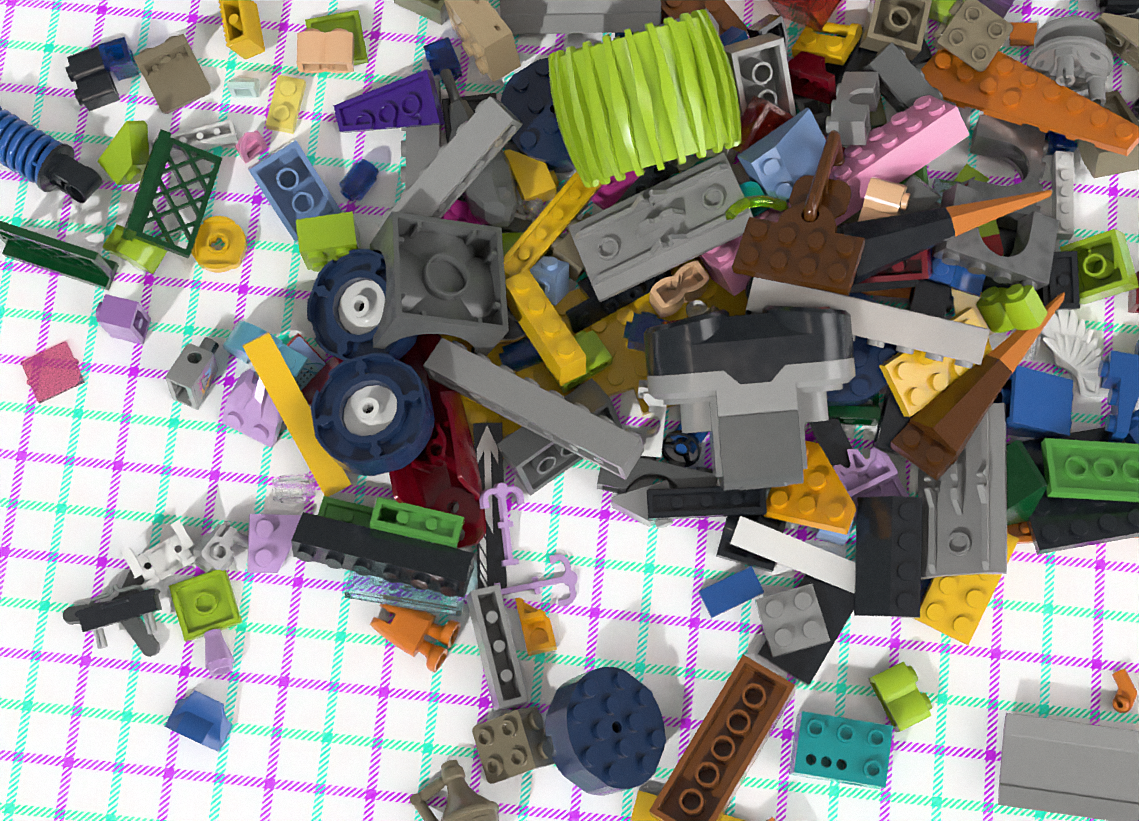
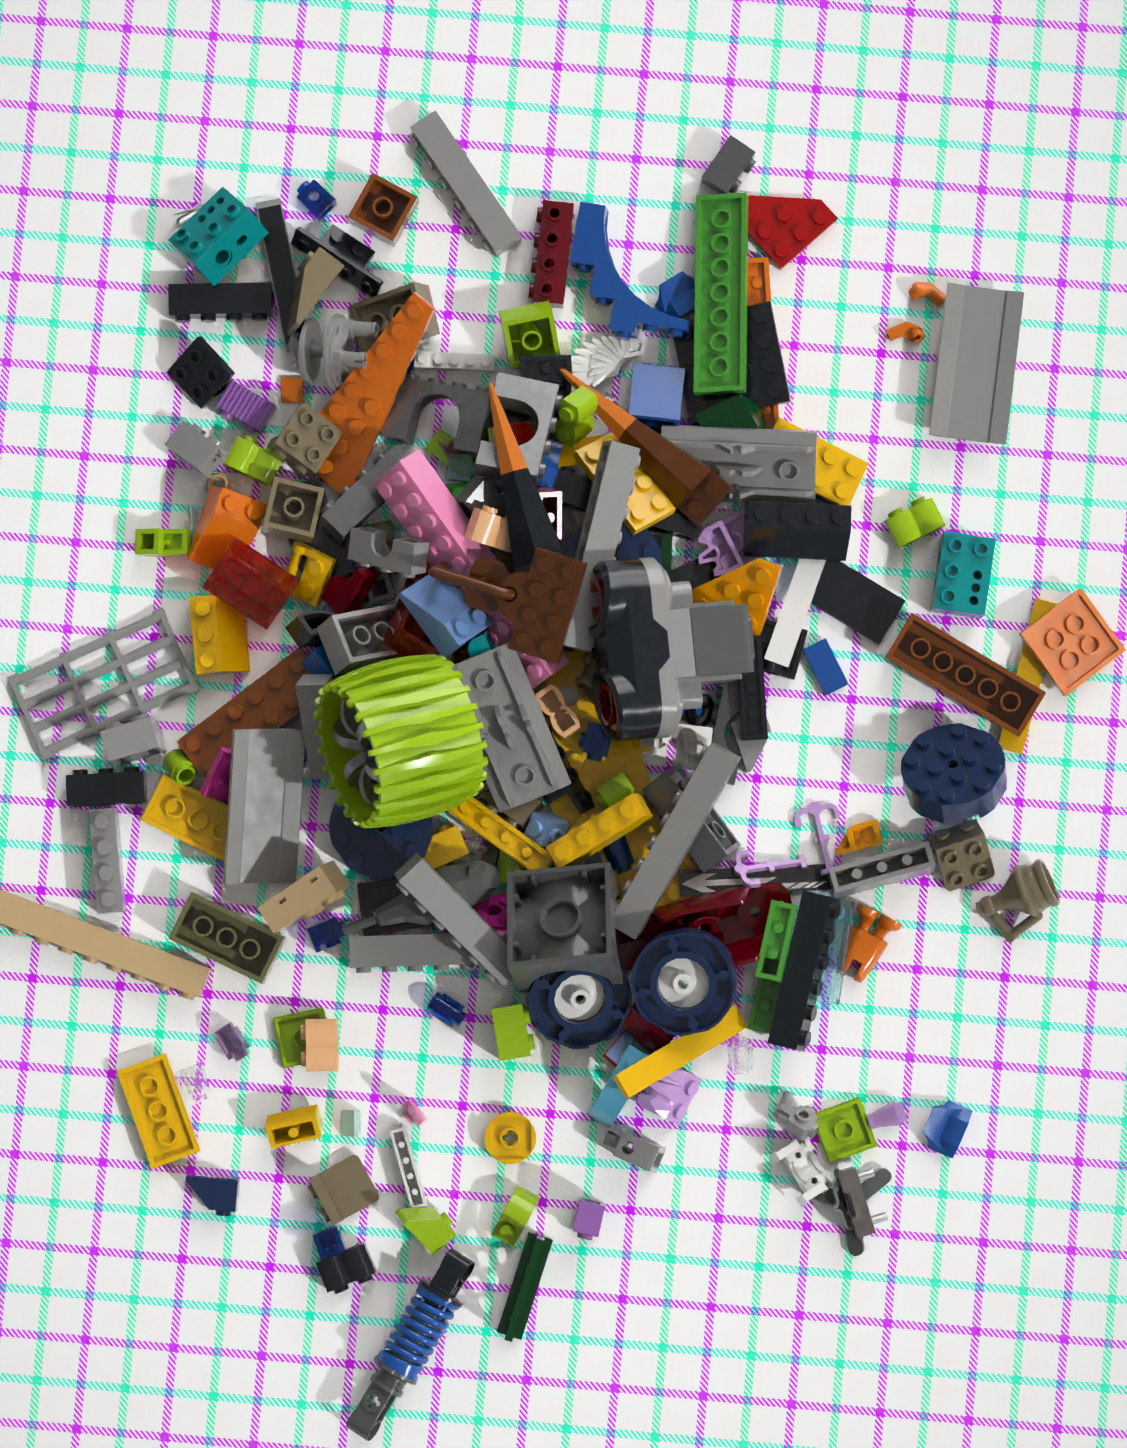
camera: 90 degrees left, 10 degrees up
(52, 372) = (632, 1284): clear pink piece -> none
(152, 180) = (459, 1200): dark green fence -> none
(269, 541) = (787, 1074): lavender wing -> none
(285, 104) = (368, 1082): light yellow plate -> none
(293, 186) = (456, 1070): medium blue slope -> none
(399, 104) = (378, 968): dark purple wing -> none
(755, 201) = (489, 635): clear neon green piece -> none
(792, 620) = (851, 614): light grey plate -> none

